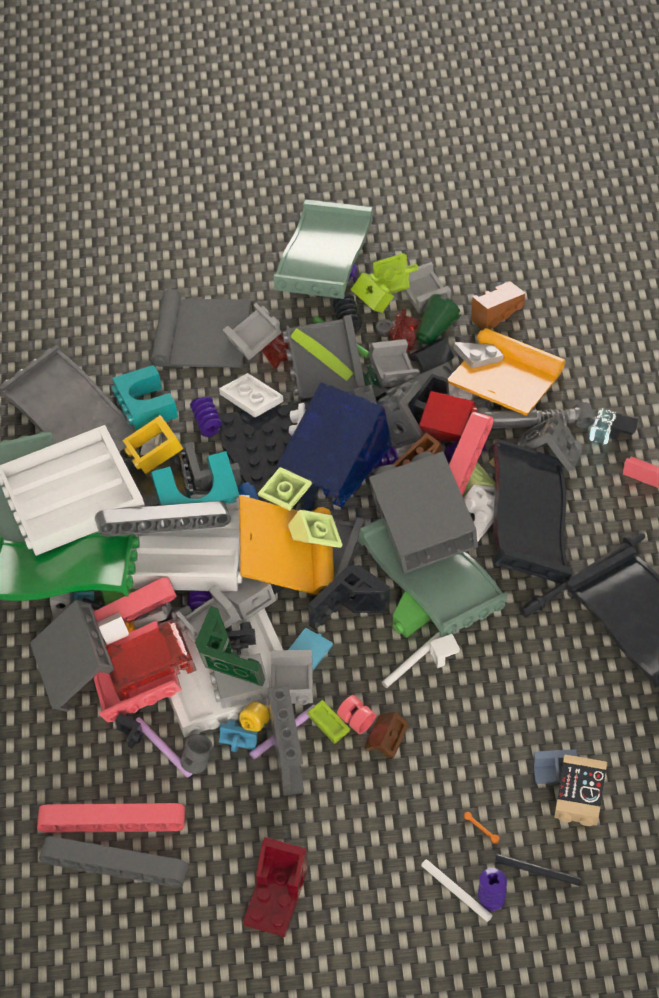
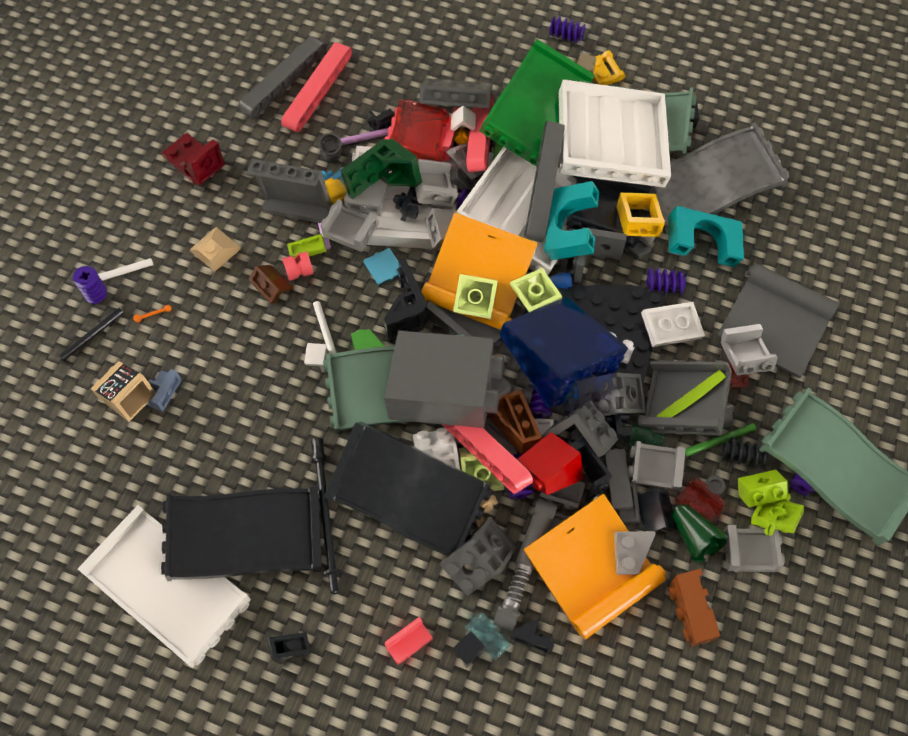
camera: 115 degrees right, 10 degrees up
(375, 808) = (215, 249): none -> tan slope
(585, 392) = (526, 635): none -> black slope

